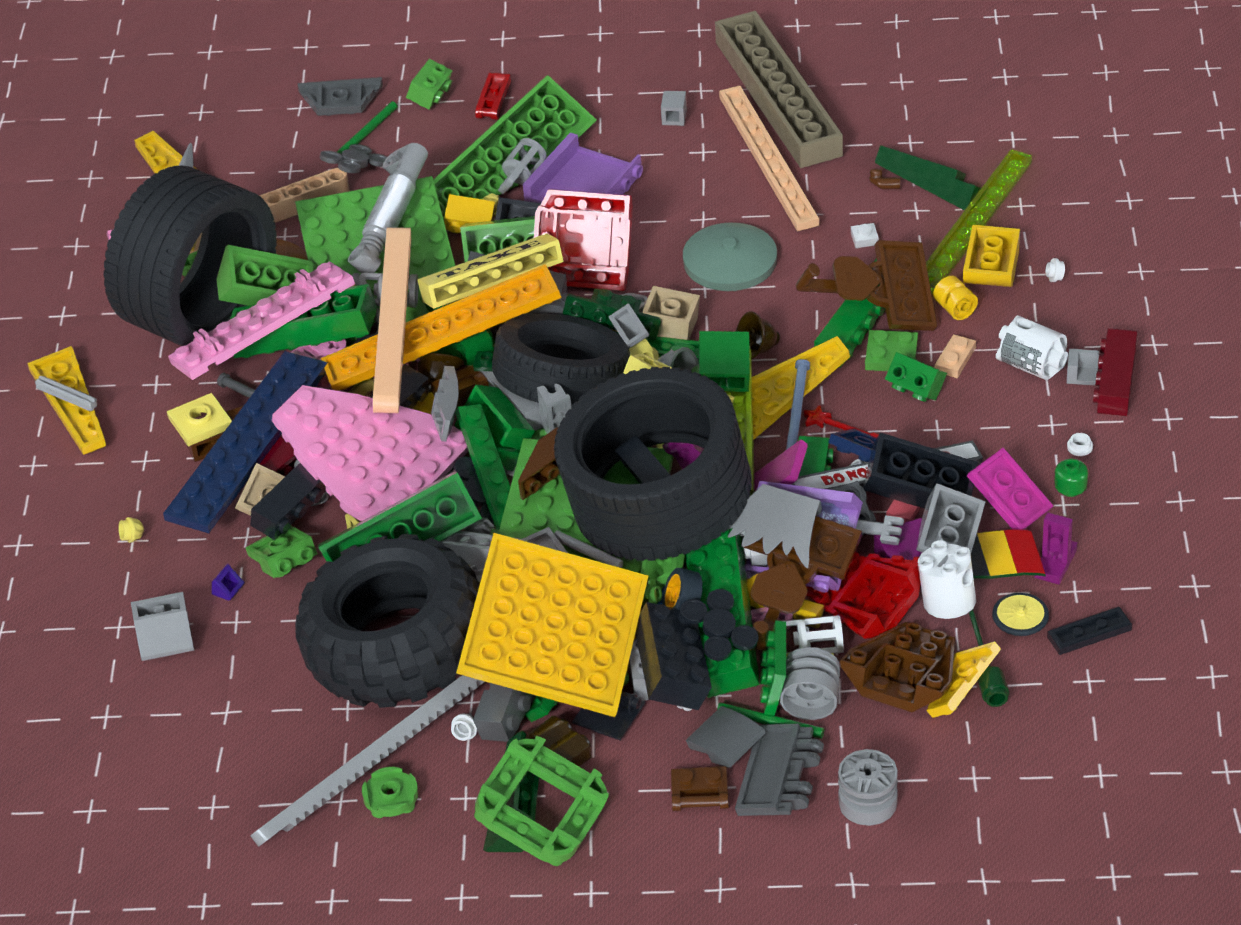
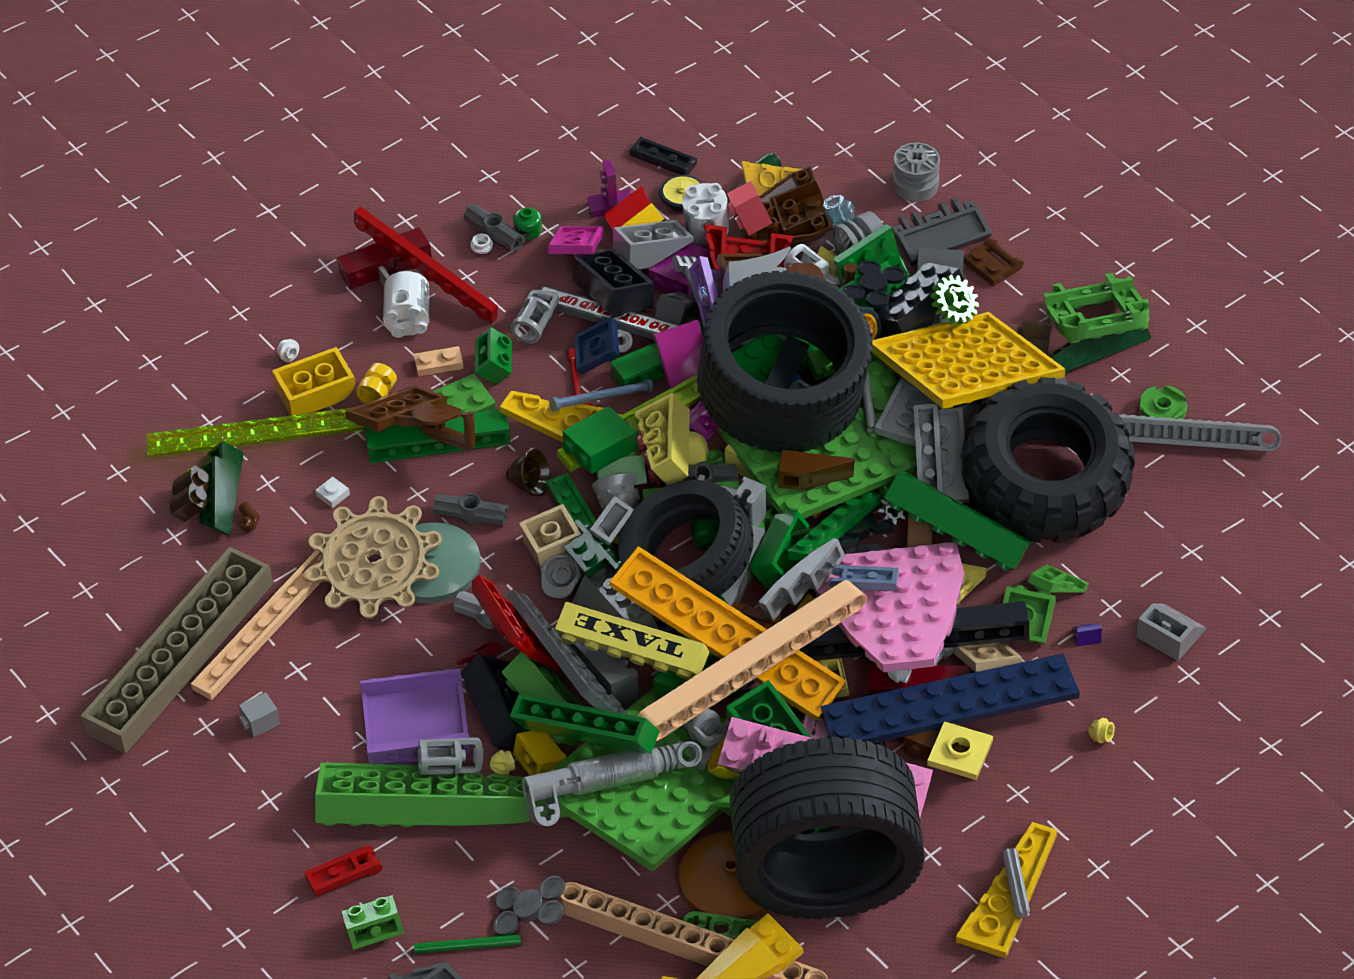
camera: 130 degrees left, 5 degrees up
(288, 583) = (1055, 580): none -> bright green wing
(398, 430) = (866, 577): none -> sand blue hinge
(438, 203) = (585, 723): none -> green brick
(482, 224) = (564, 655): none -> dark grey wing
(631, 658) = (954, 300): none -> gear
(644, 258) = (468, 605): none -> light grey piece
(752, 208) = (361, 536): none -> tan plate
(756, 293) = (471, 509): none -> dark grey piece
(853, 686) = (839, 209): none -> clear light blue cylinder
(921, 610) = (749, 208): none -> coral brick
(935, 149) = (189, 493): none -> dark brown brick
(947, 429) = (539, 311): none -> light grey piece
(1067, 373) = (426, 265): none -> red plate
(1094, 455) = (494, 227): none -> dark grey piece

